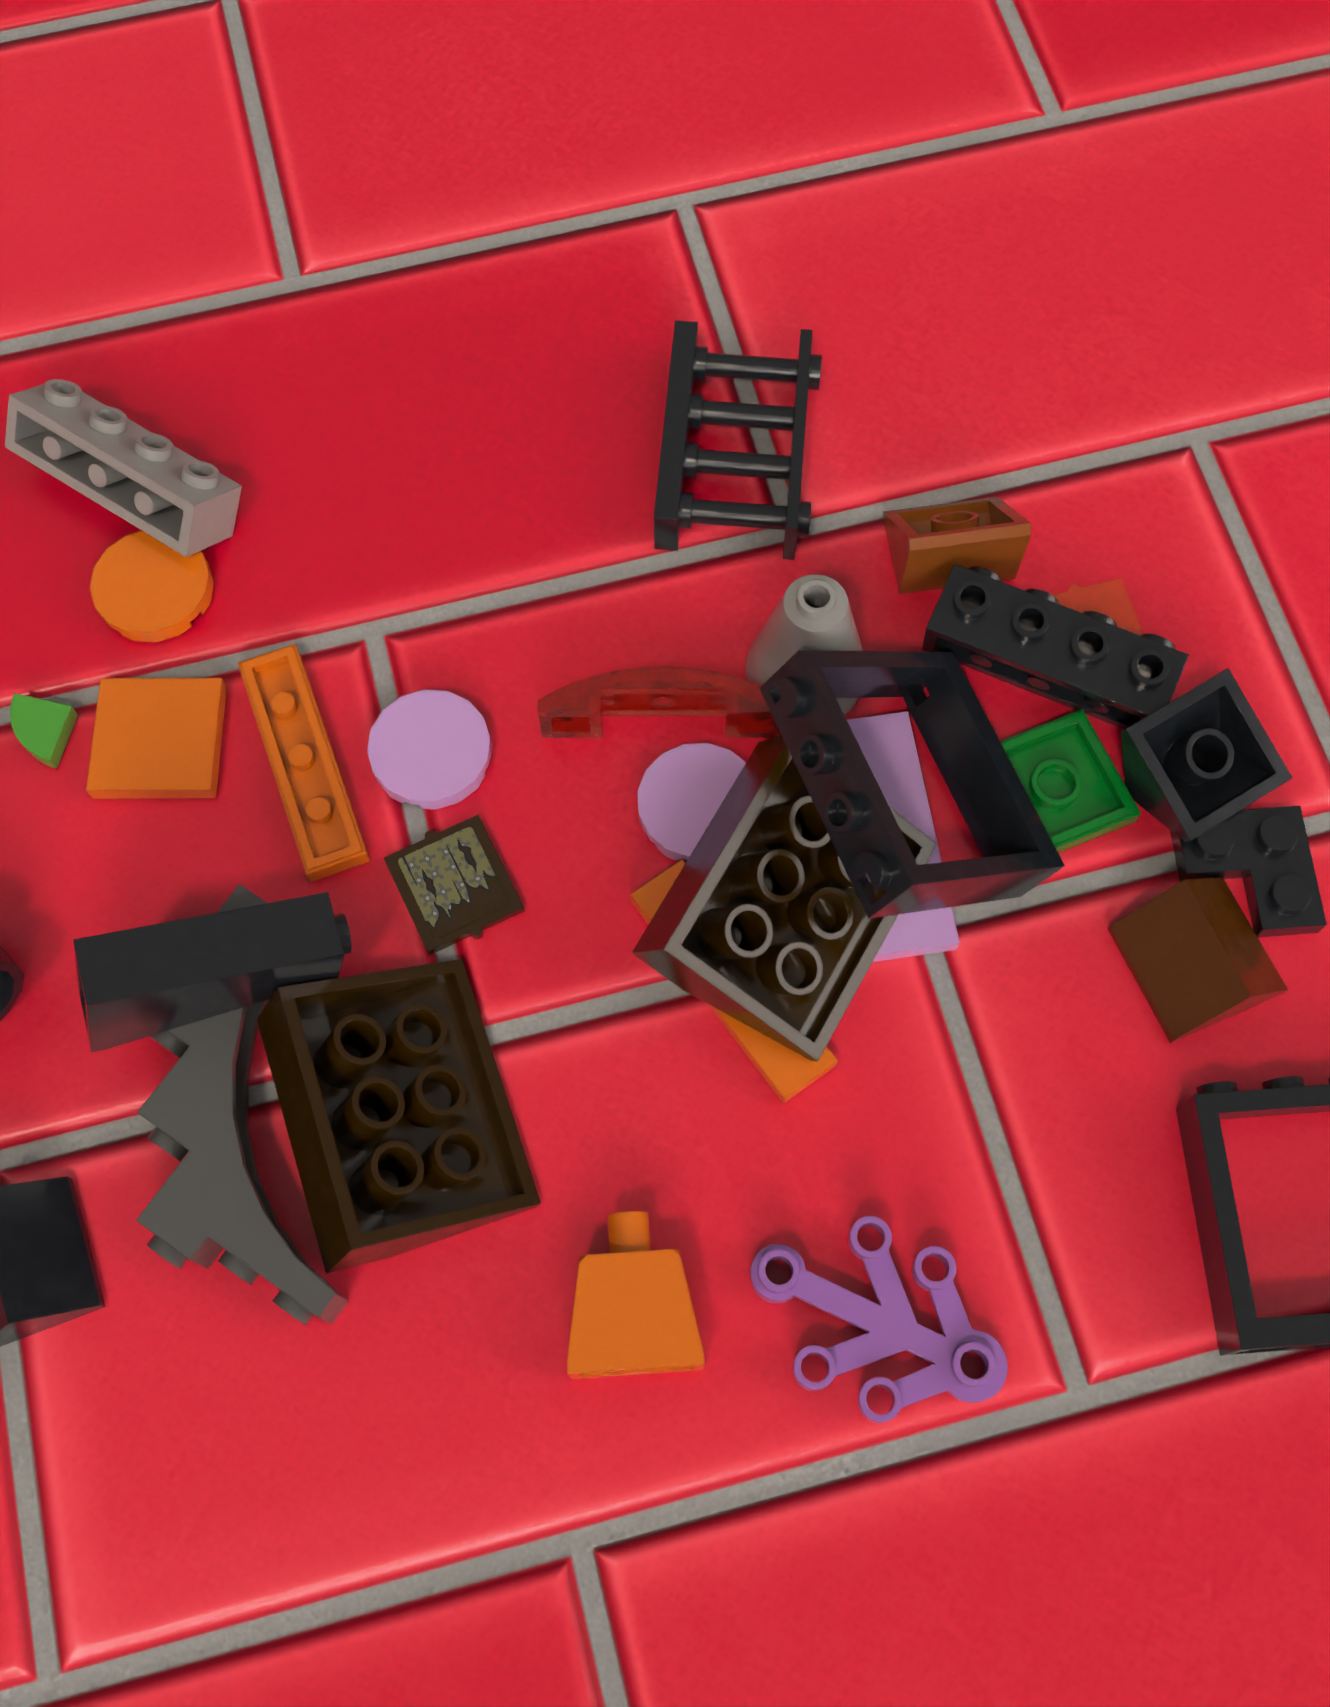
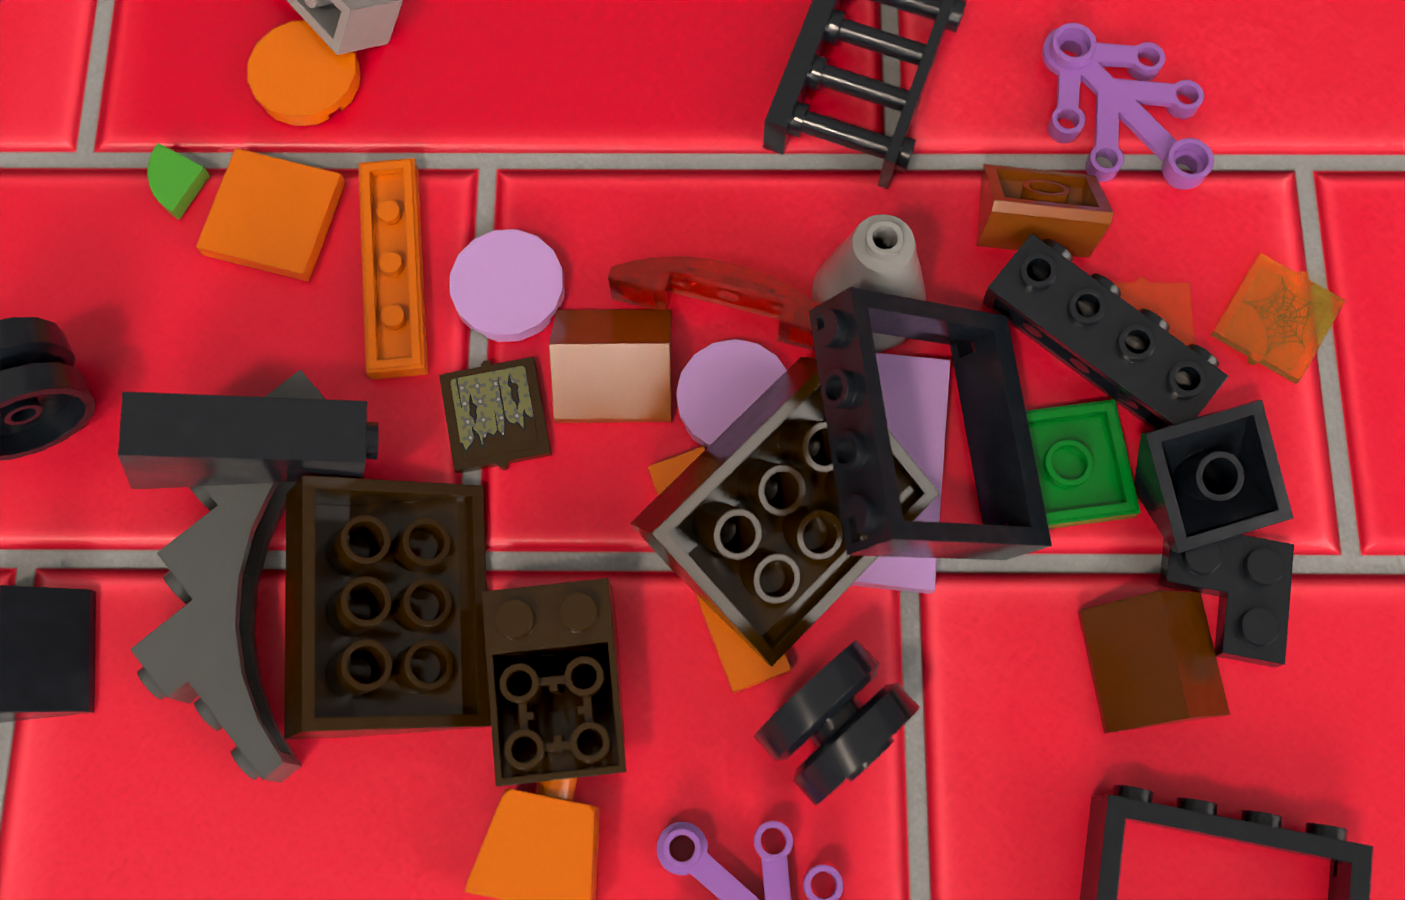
camera: 15 degrees right, 5 degrees up
(565, 803) = (611, 366): none -> slope
(599, 1133) = (554, 682): none -> dark brown slope
(909, 1099) = (837, 722): none -> black wheel
(1004, 417) = (1122, 101): none -> medium lavender plant
(1217, 592) = (1278, 318): none -> piece

